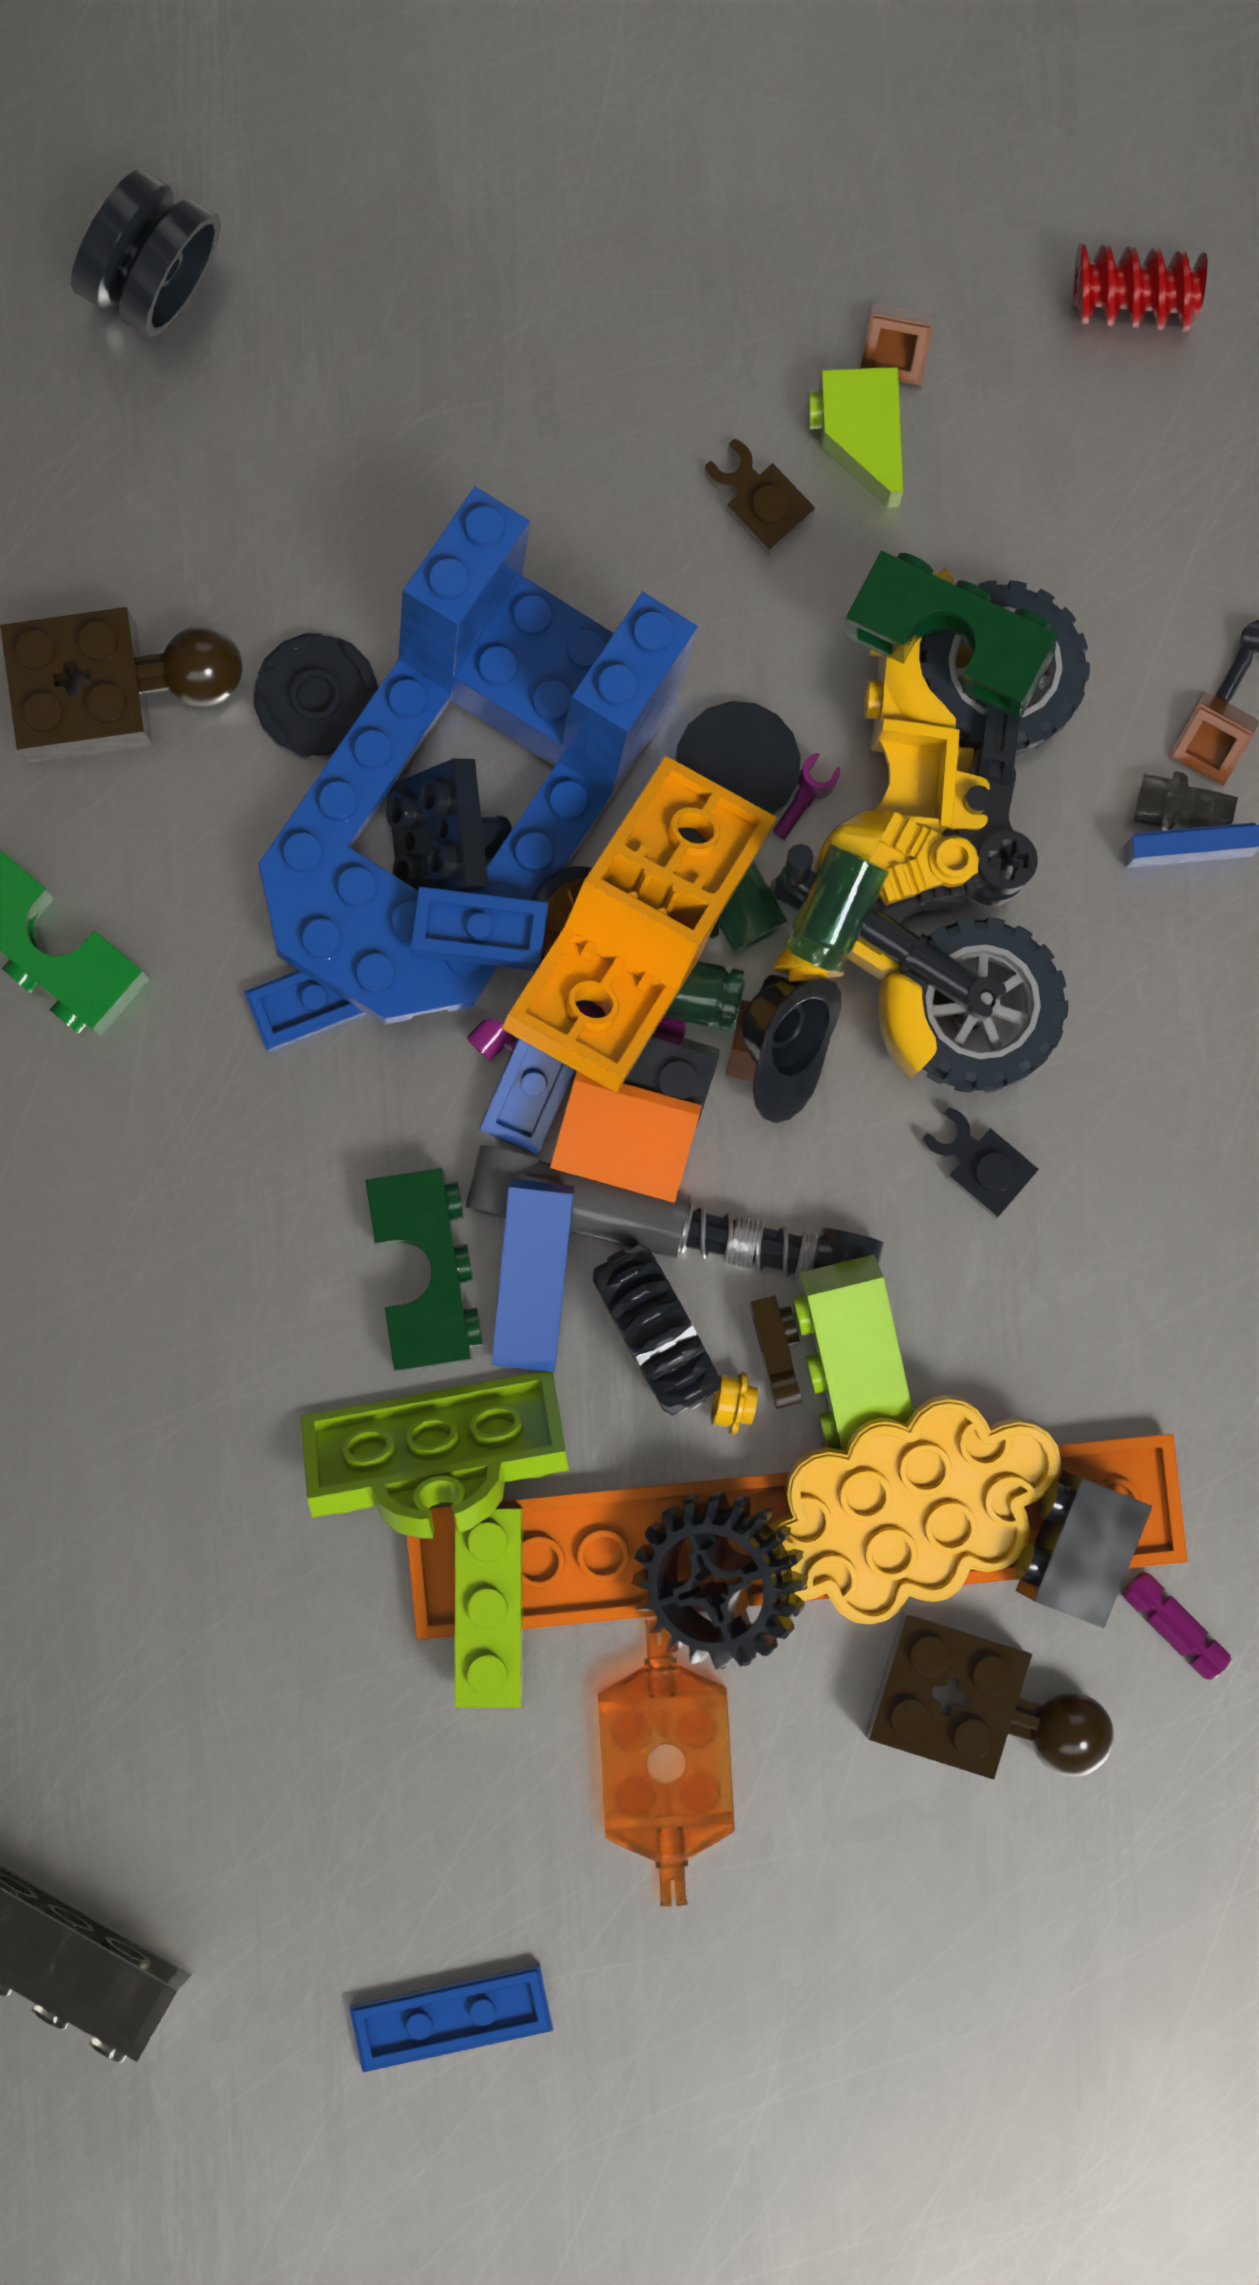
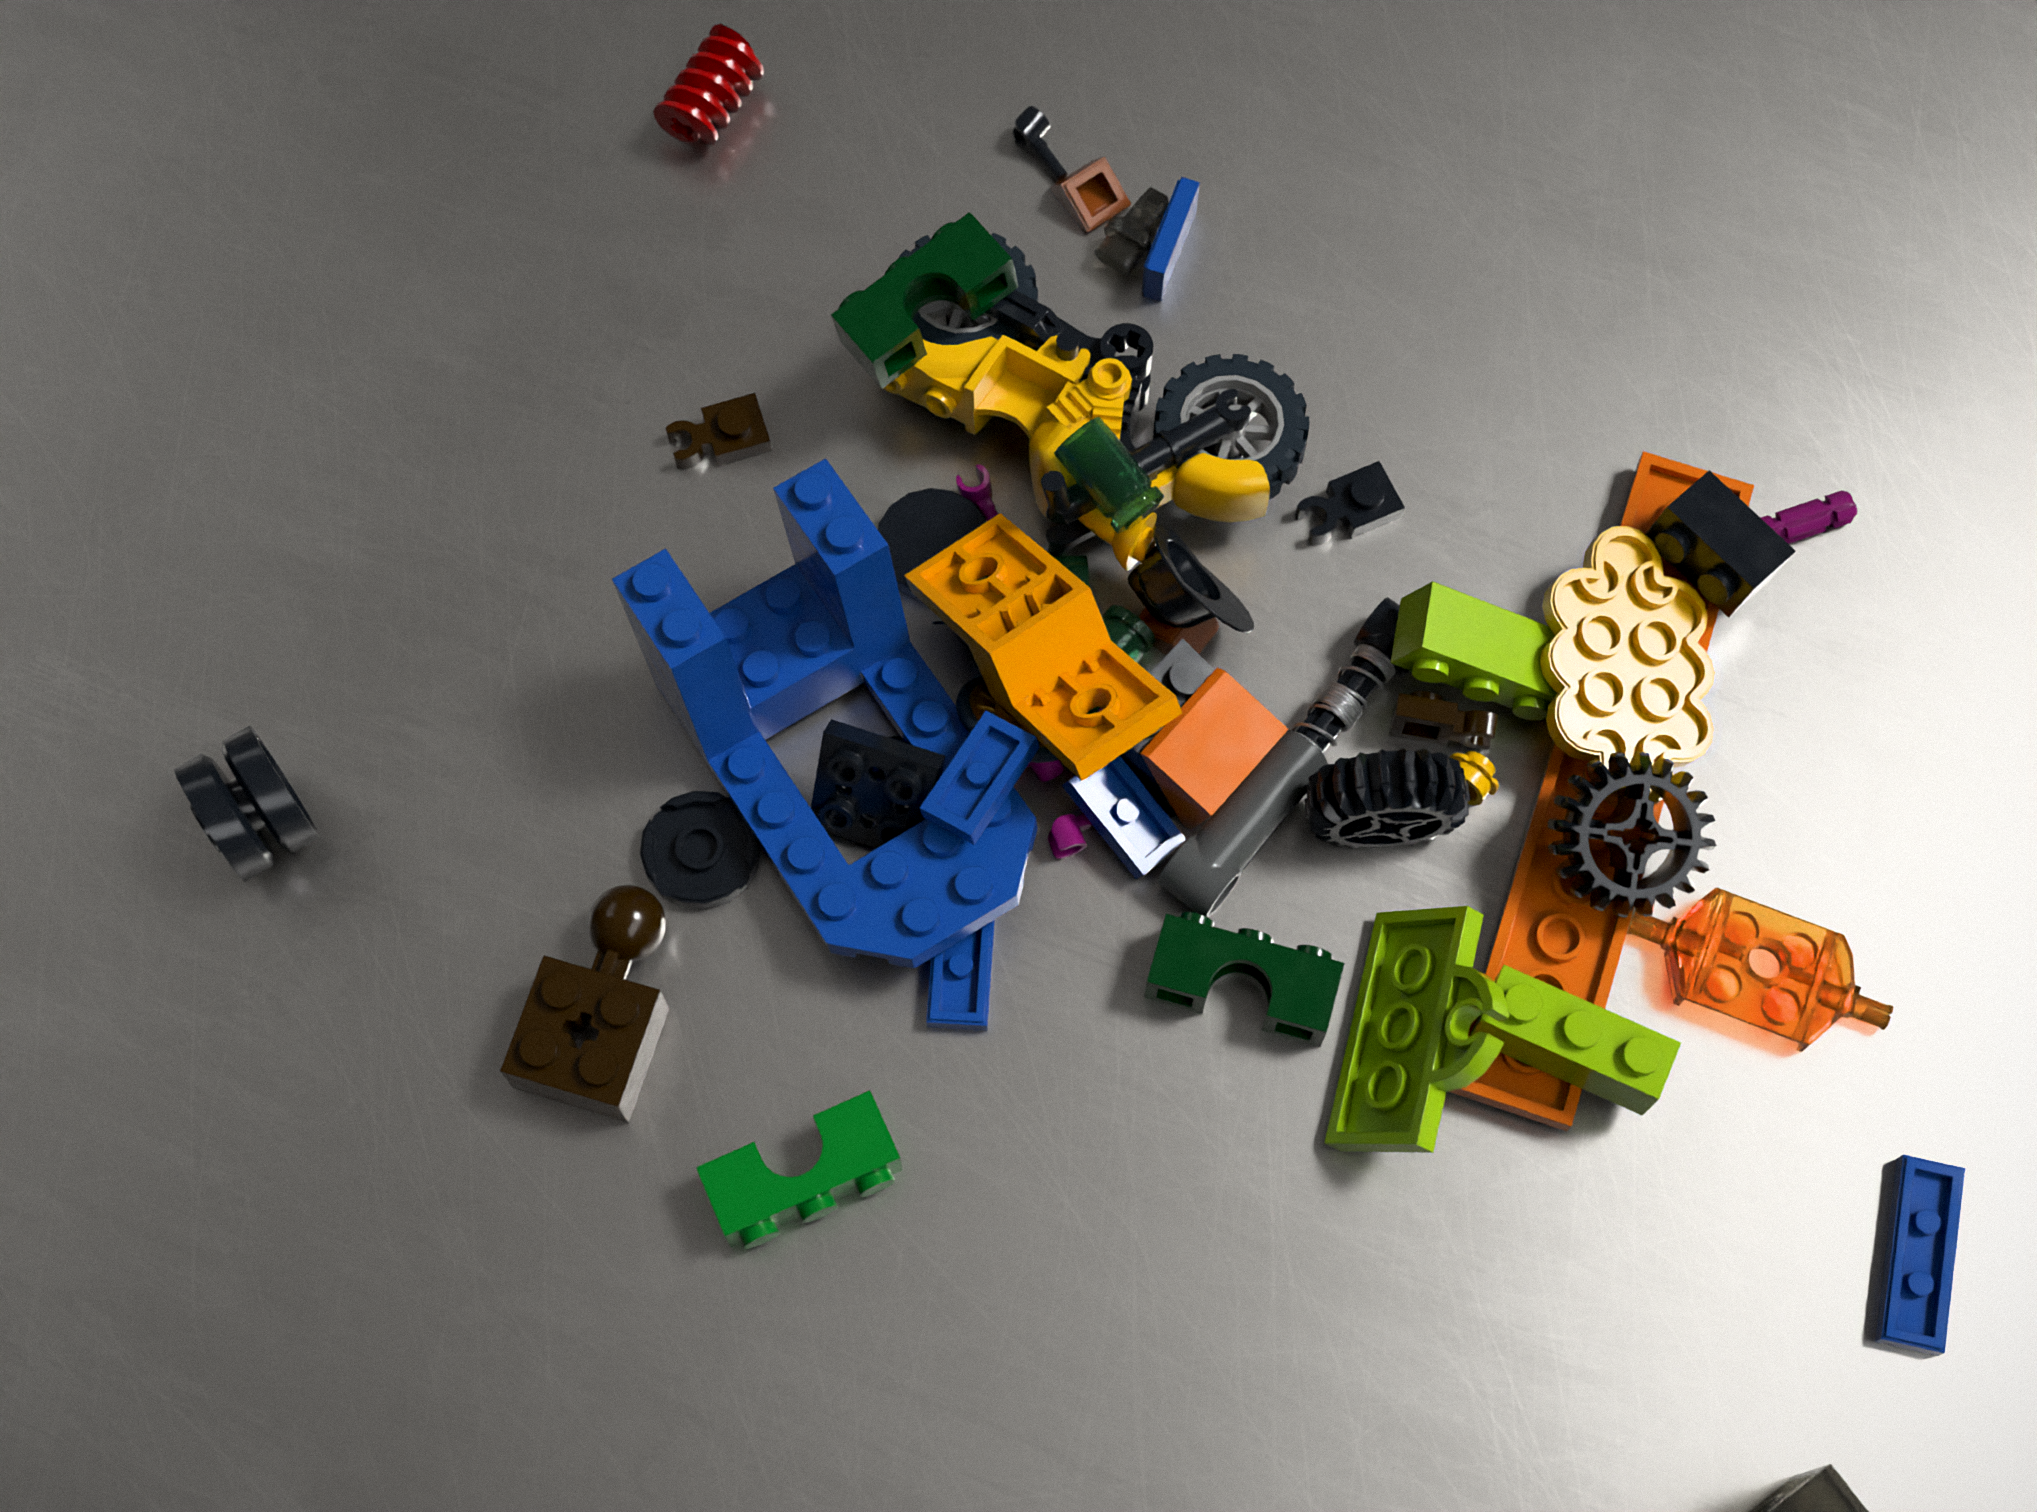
camera: 65 degrees left, 15 degrees down
(532, 1275) = (1292, 882): tile -> none
(862, 427) = (712, 328): lime slope -> none
(899, 340) = (655, 281): dark orange slope -> none
(1067, 1732) = (1816, 686): dark brown brick -> none

